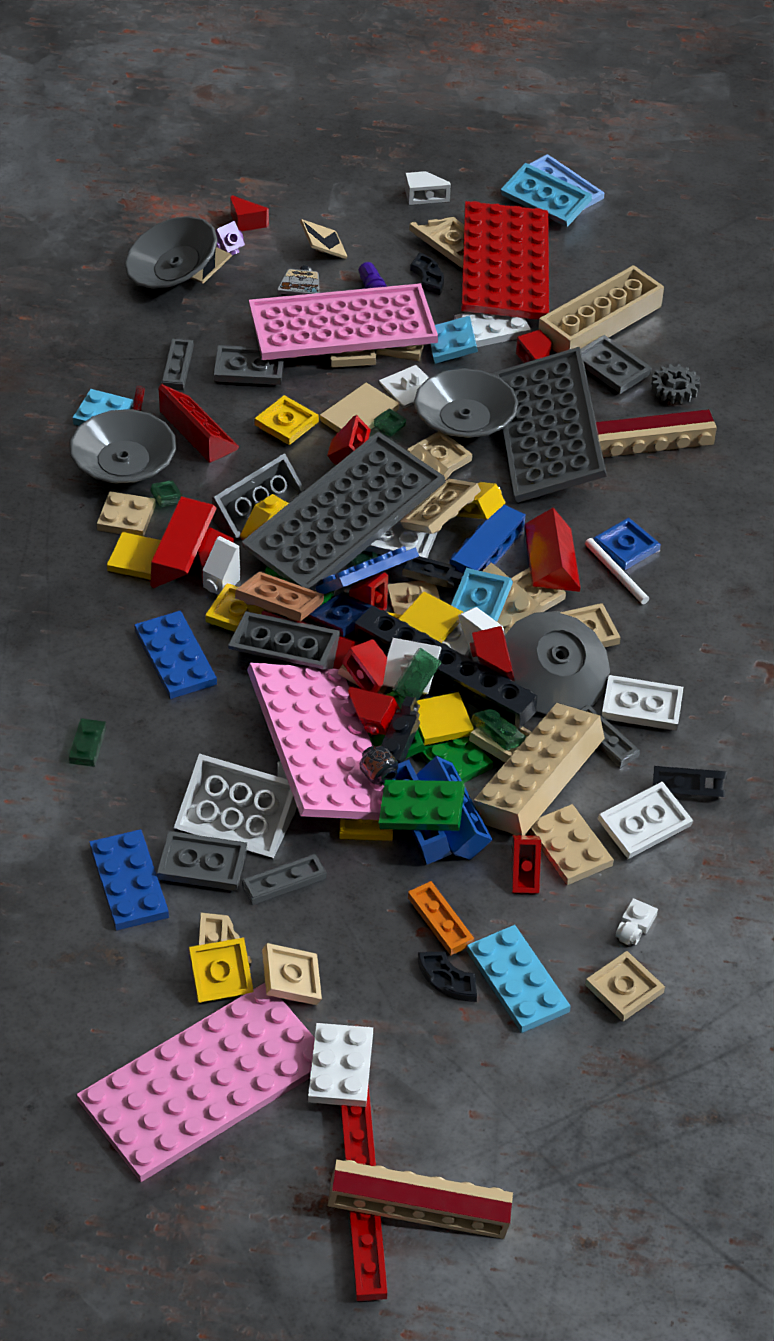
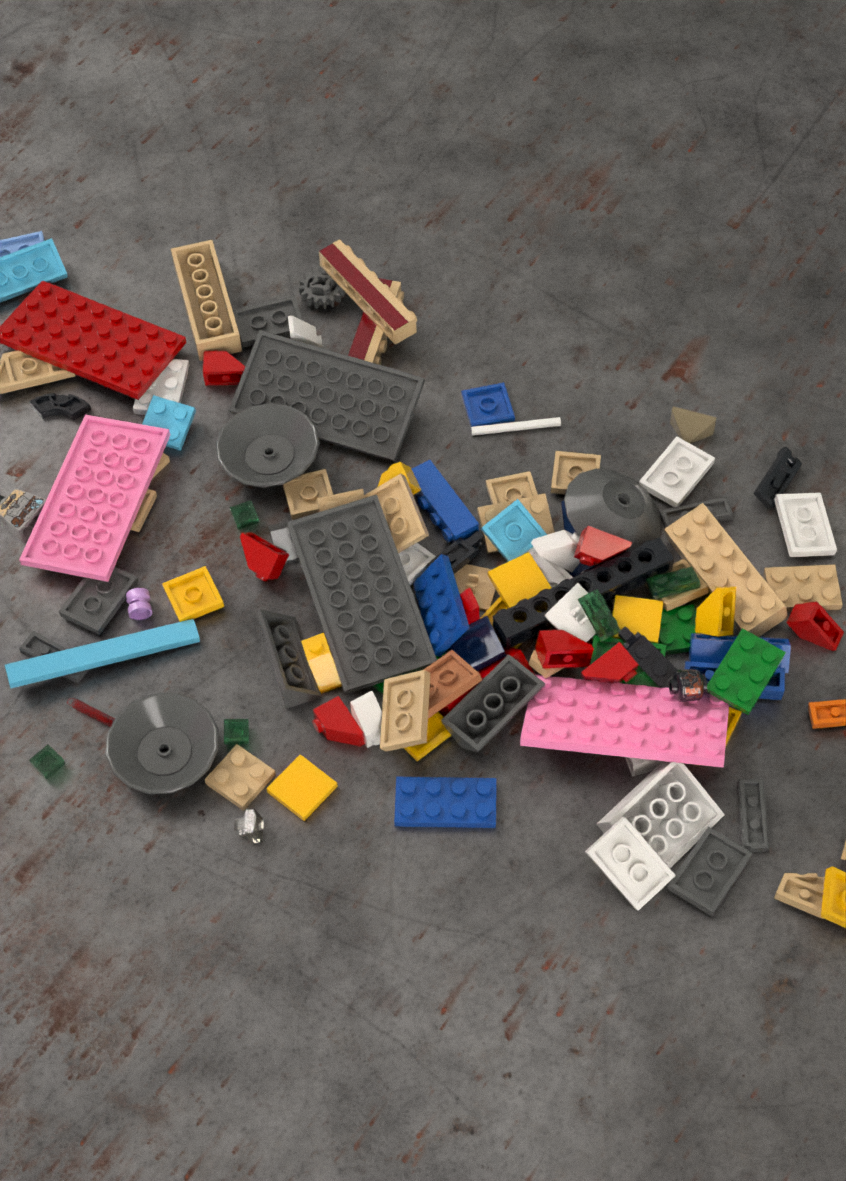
camera: 60 degrees left, 10 degrees up
(73, 393) = (47, 761): none -> clear green plate
(80, 534) = (250, 826): none -> clear smoke tile
(87, 742) = (521, 916): clear green plate -> none
(99, 402) = (82, 746): medium azure plate -> none
(129, 879) = (702, 940): blue plate -> none
(170, 789) = (630, 863): none -> white plate
(181, 541) = (319, 740): red slope -> none
(195, 386) = (101, 653): none -> medium azure tile
(195, 424) = (154, 673): red slope -> none
(234, 577) = (405, 710): none -> tan plate
(257, 389) = (139, 606): none -> lavender wheel
(364, 401) = (213, 533): tan tile -> none
(370, 276) = (45, 452): dark purple axle -> none
(404, 385) = (200, 482): white piece -> none
(481, 768) = (717, 613): none -> yellow slope
(551, 552) = (480, 463): red slope -> none
(603, 386) = (303, 332): none -> white slope
(681, 404) = (368, 291): none -> brick
(707, 698) = (692, 425): none -> dark tan slope

